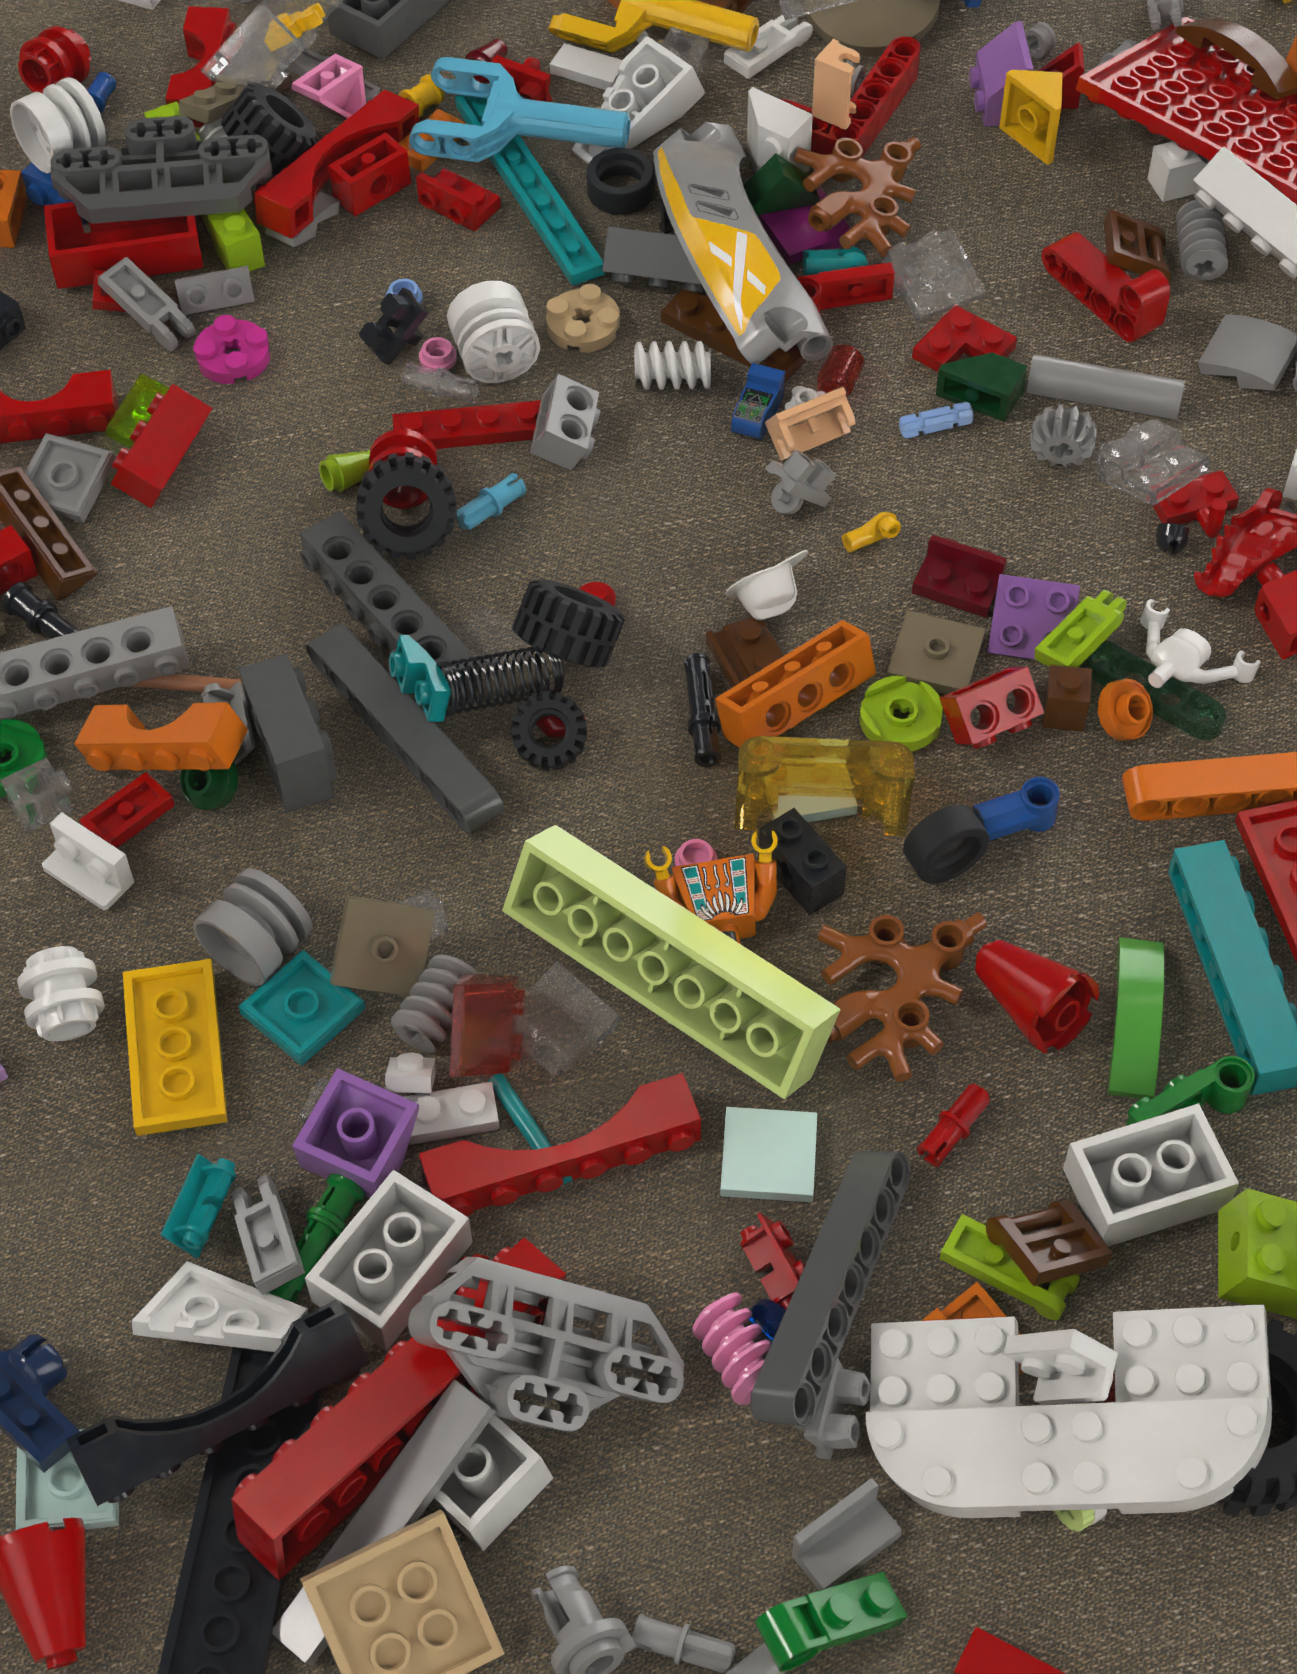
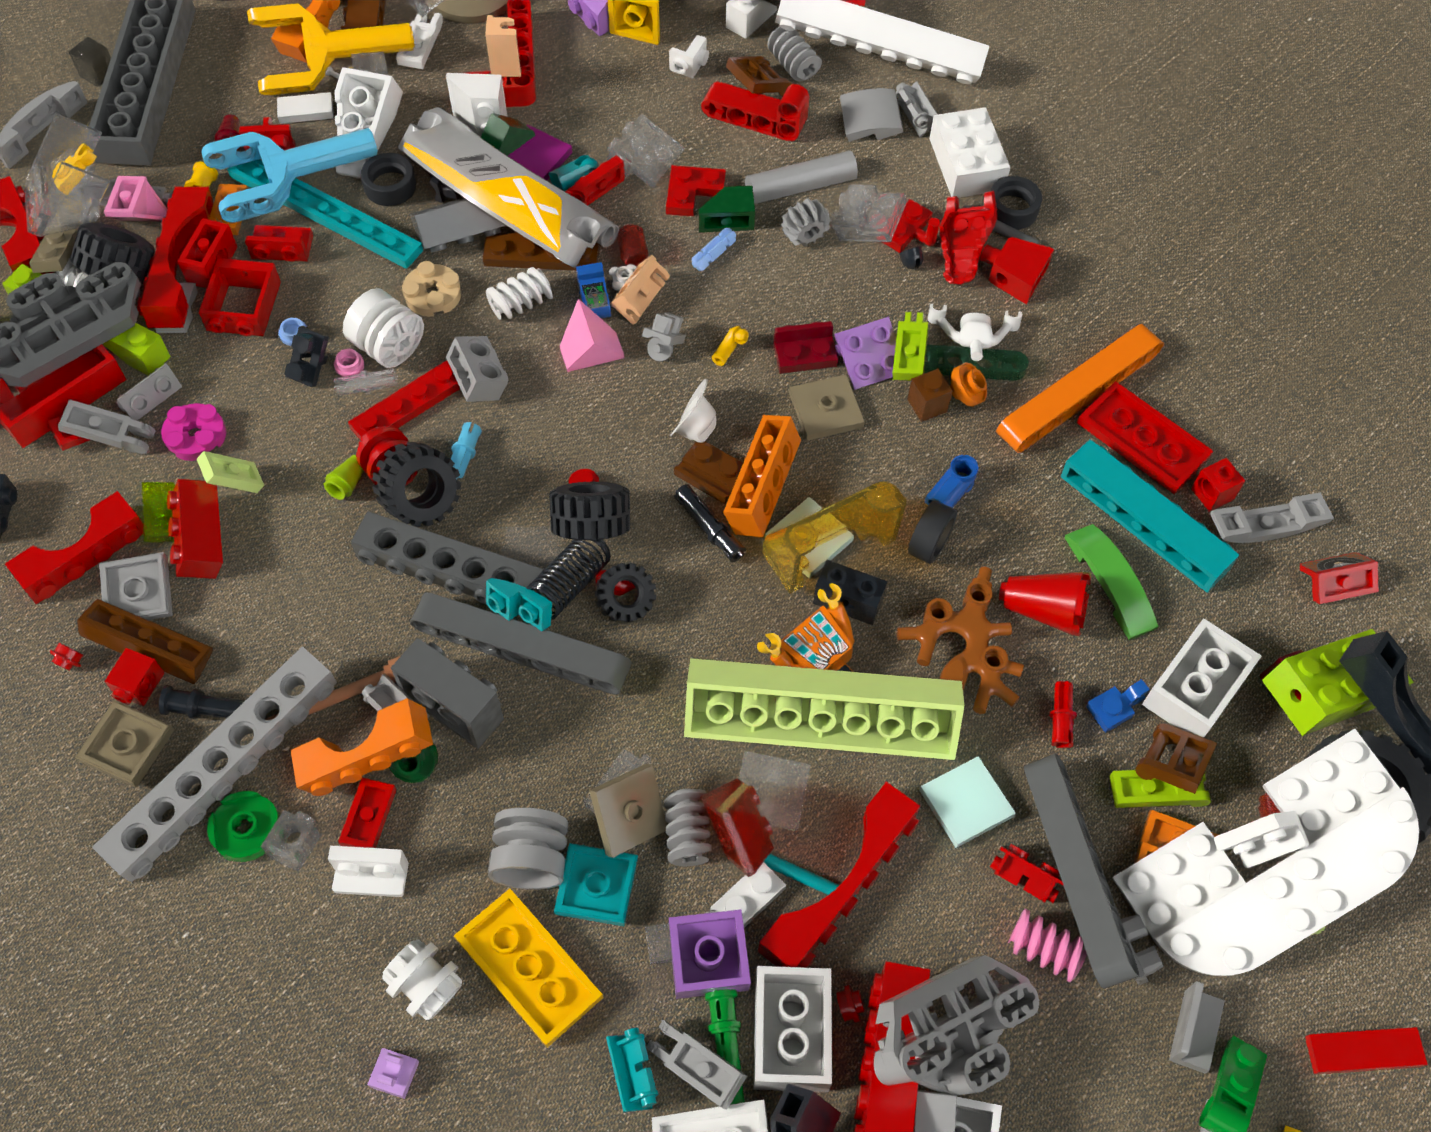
camera: 35 degrees left, 5 degrees up
(232, 405) = (230, 472): none -> yellowish green plate
(386, 208) = (232, 273): none -> red window
(410, 1074) = (706, 888): white plate -> none
(694, 852) = (779, 624): bright pink plate -> none
(715, 452) = (588, 340): none -> bright pink slope
(768, 1316) = (1051, 911): clear blue tile -> none
(873, 202) = (572, 118): dark orange plant -> none
(894, 693) = (835, 474): lime plate -> none
(990, 699) = (891, 424): red brick -> none
(1023, 1152) = (1114, 708): none -> blue plate
(1071, 195) = (689, 62): none -> white bracket
(1200, 1088) = (1178, 614): green plate -> none

